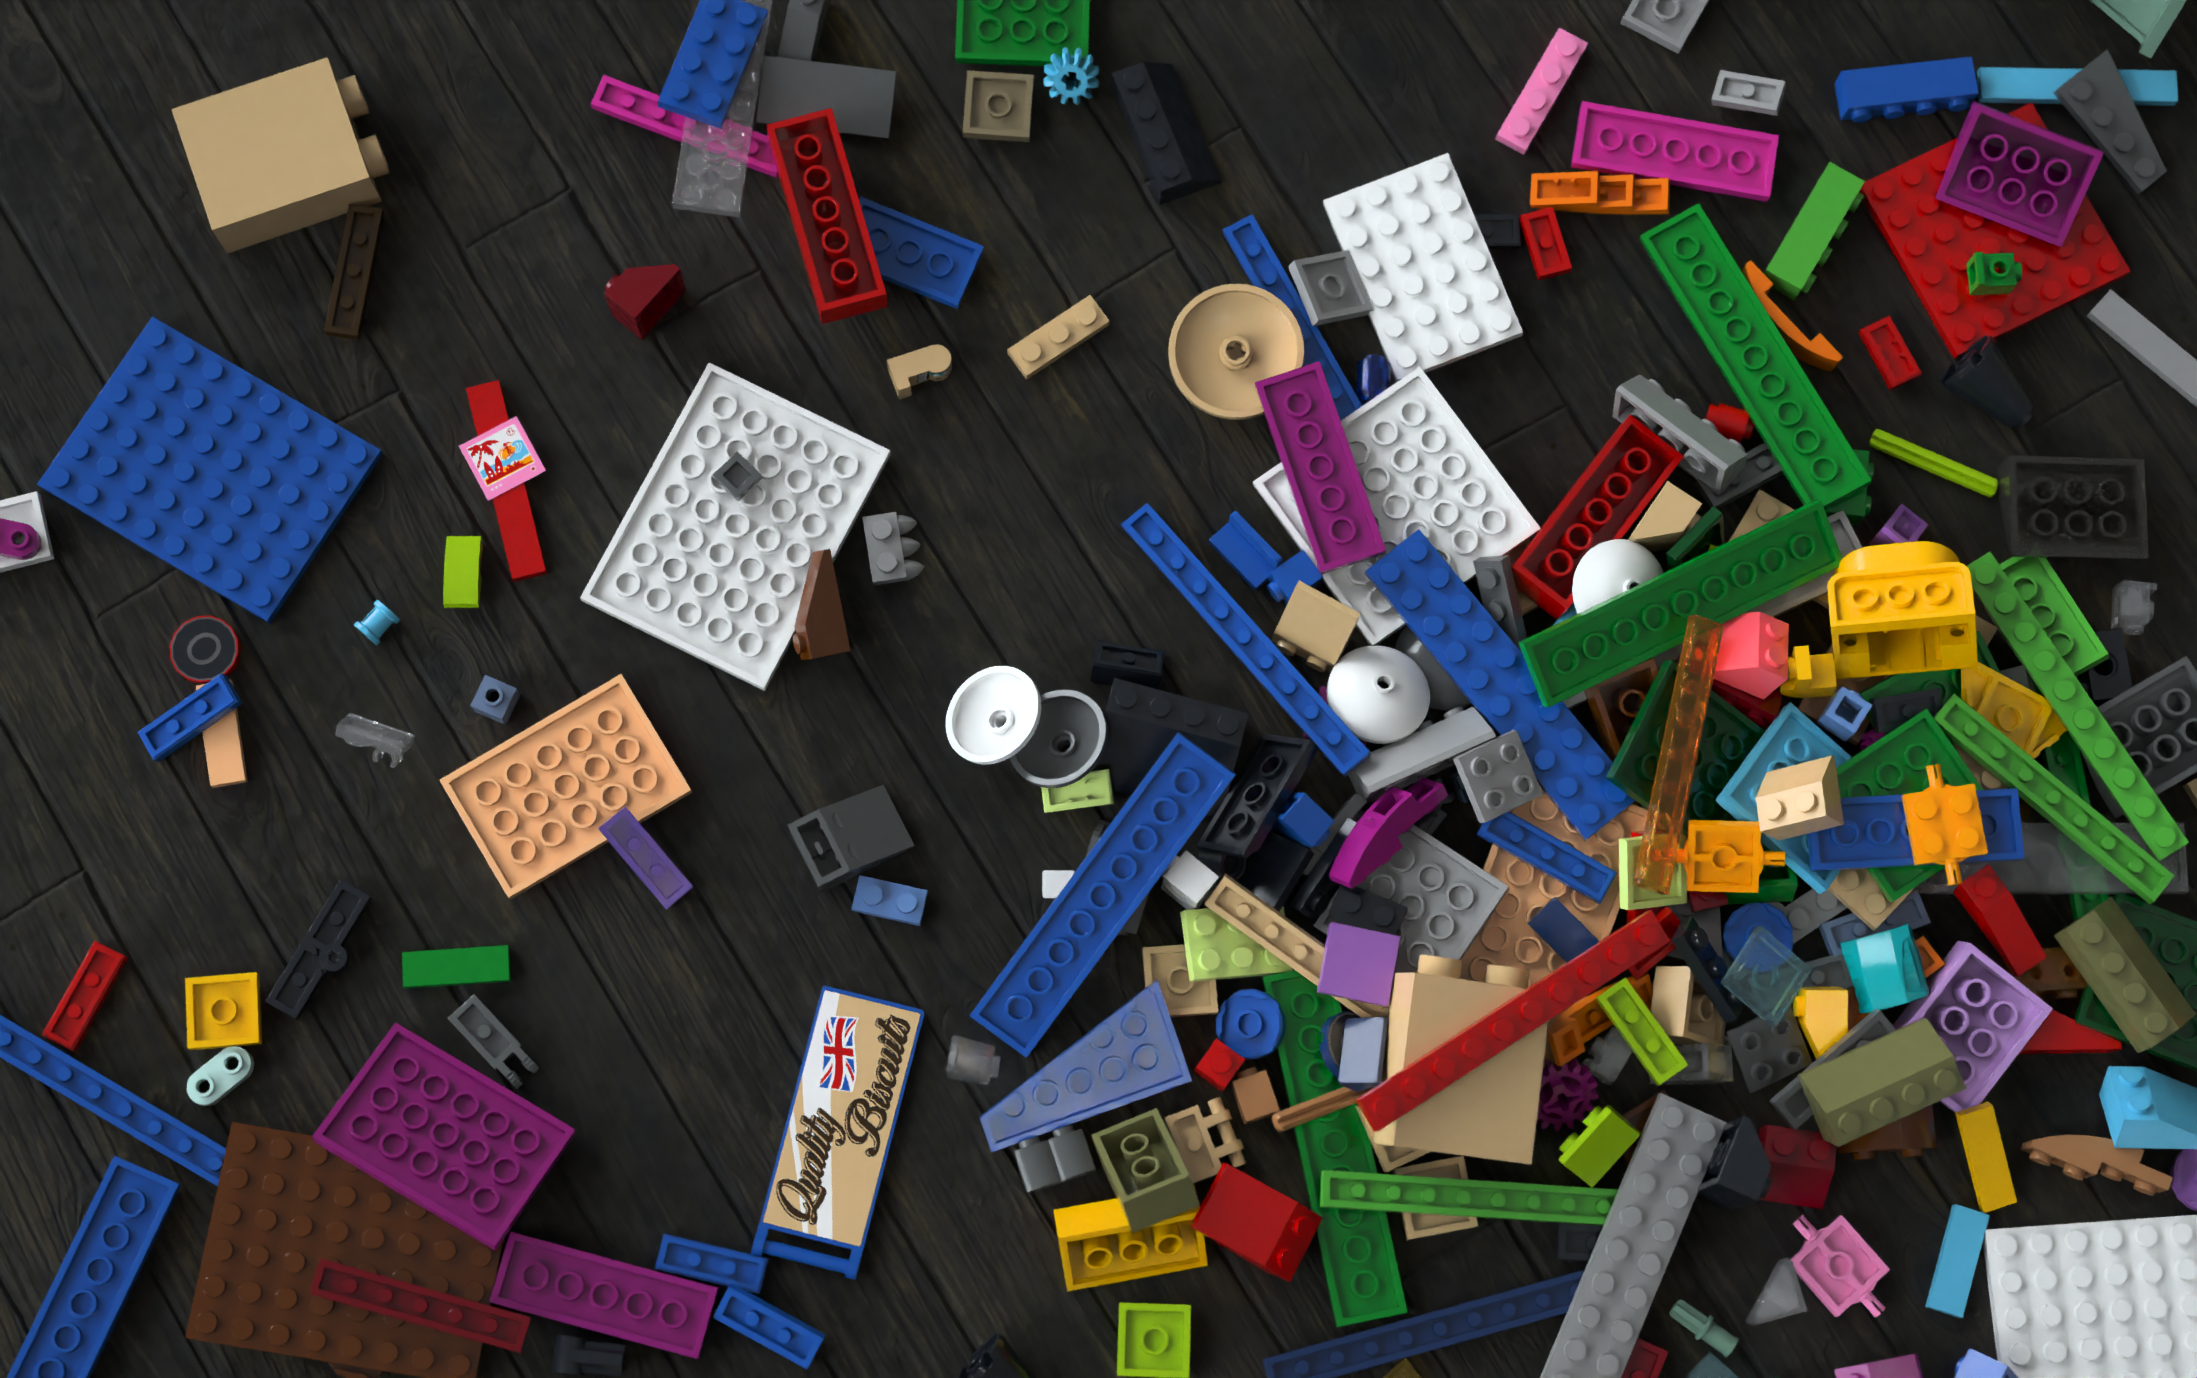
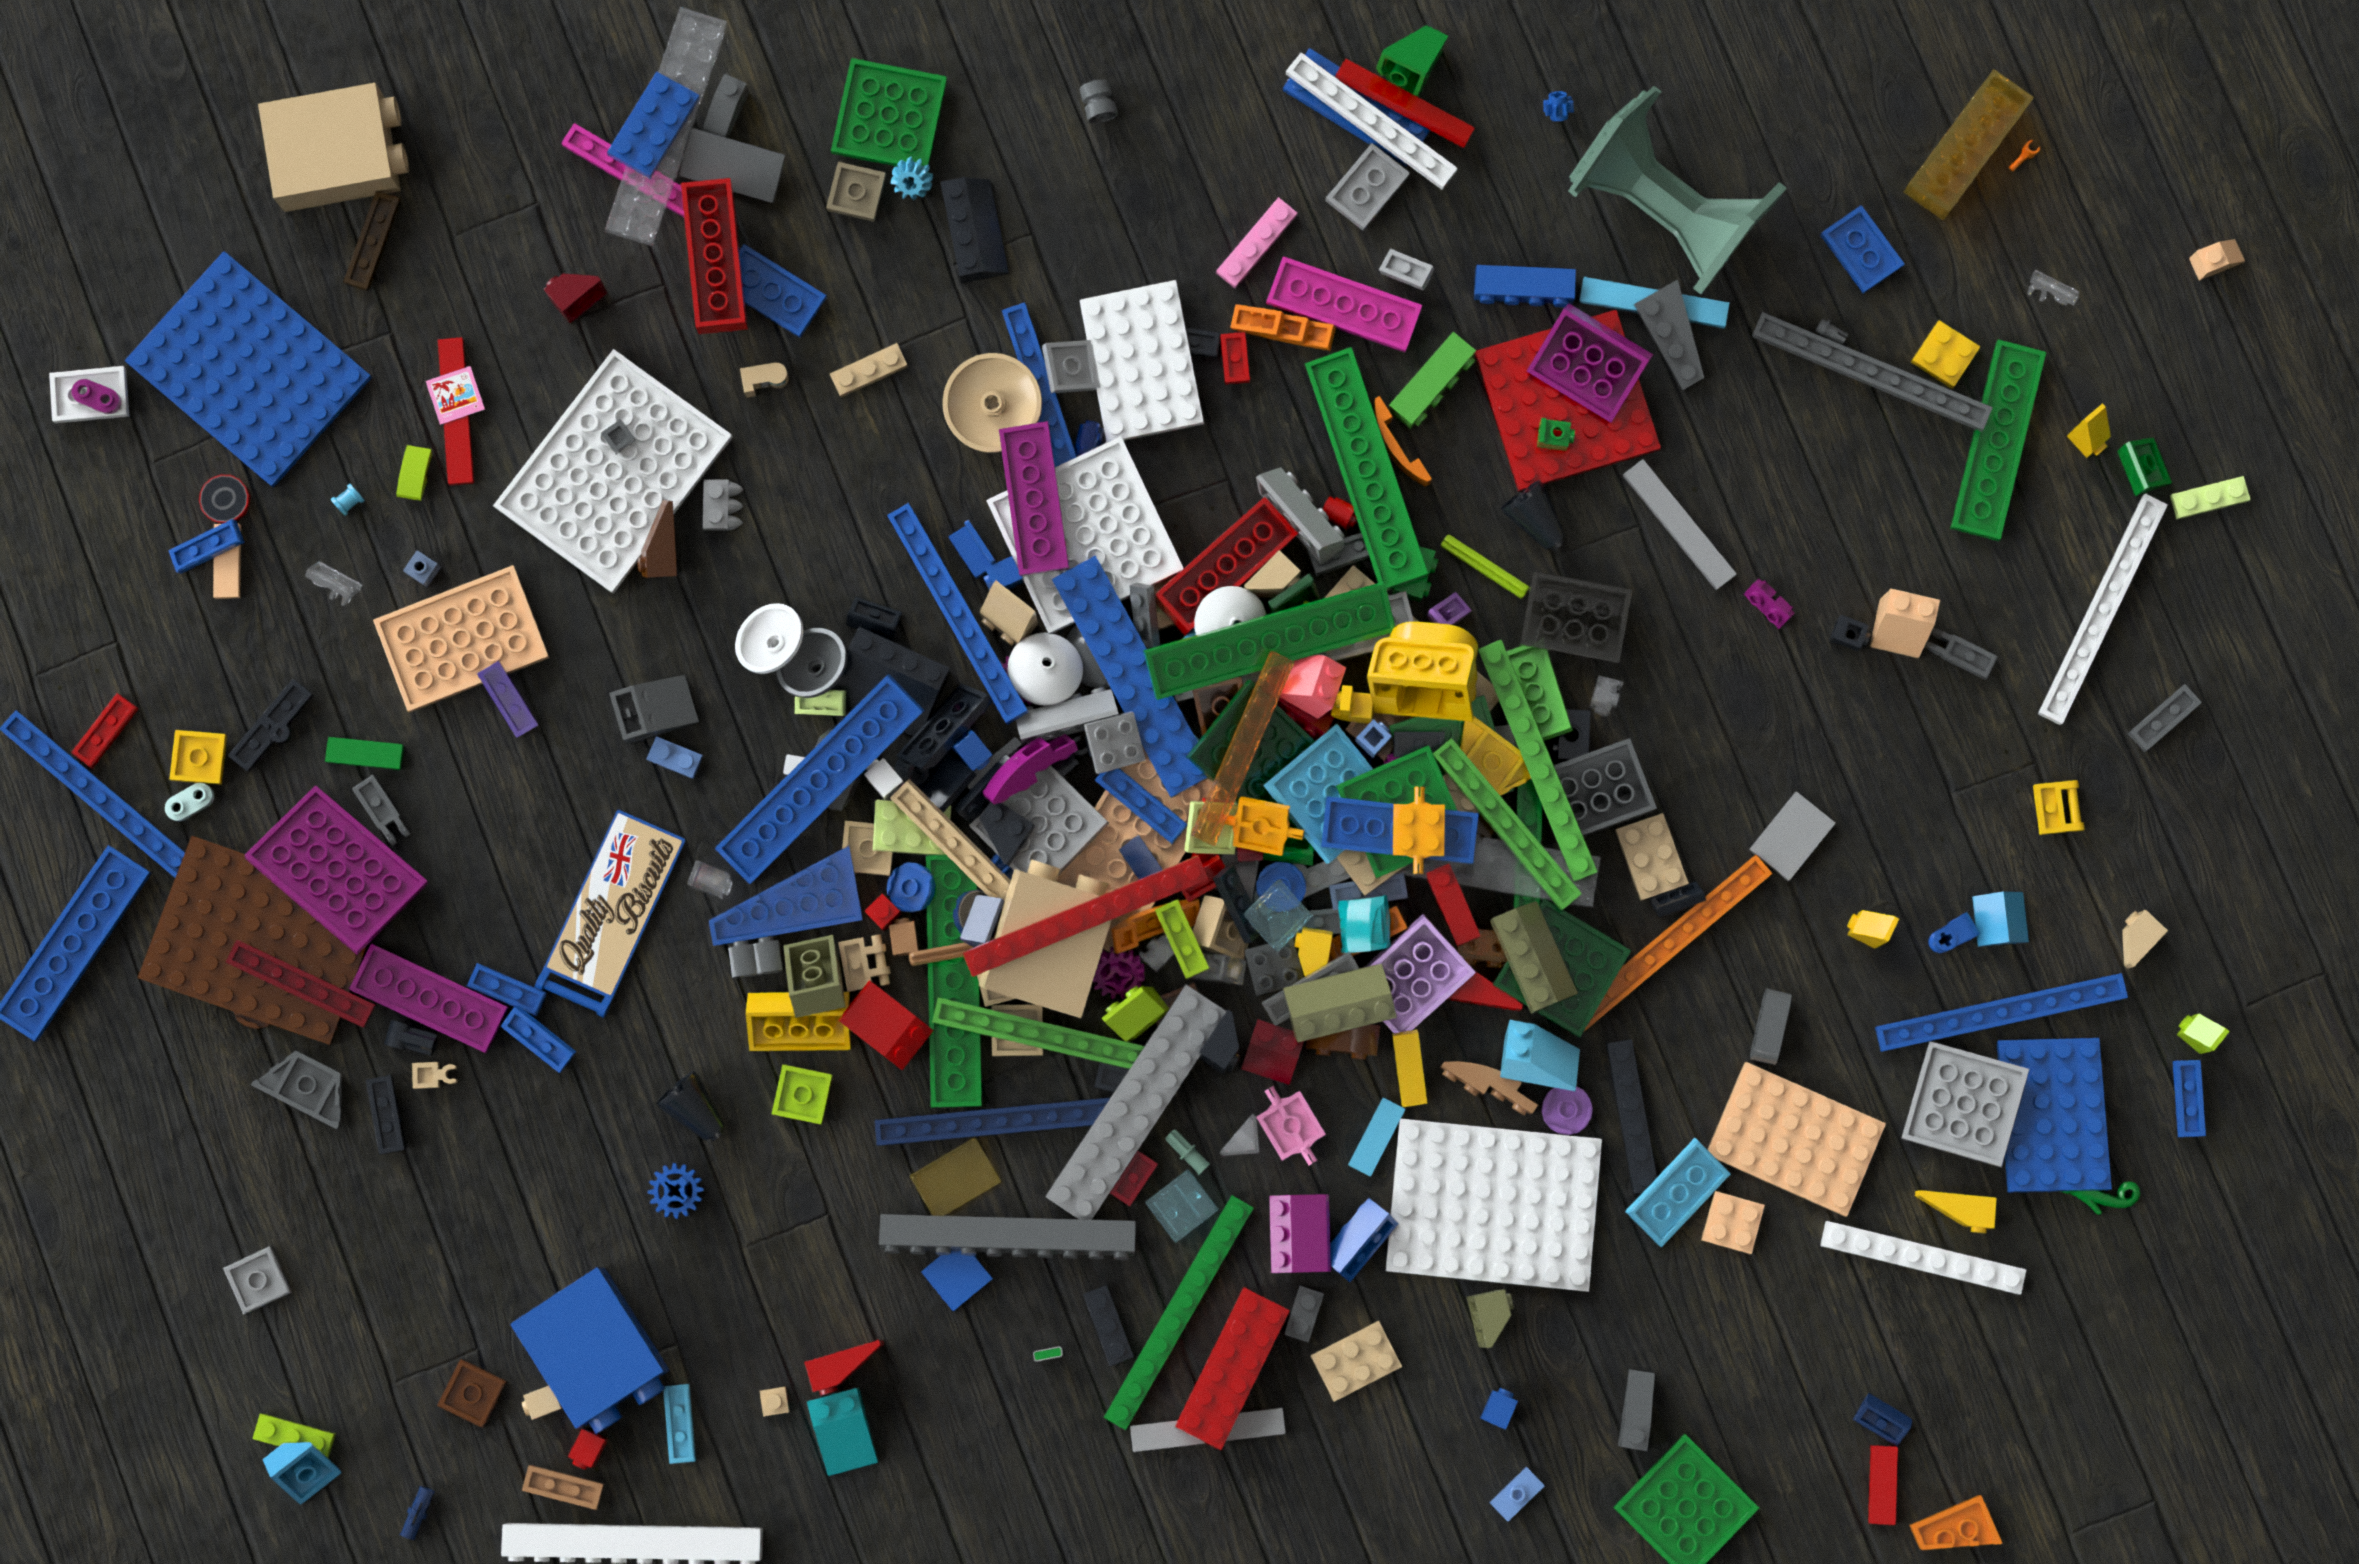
camera: 15 degrees right, 5 degrees up
(1358, 964) = (990, 858): medium lavender tile -> none
(1800, 799) = (1319, 795): tan slope -> none
(1889, 353) = (1470, 480): red plate -> none

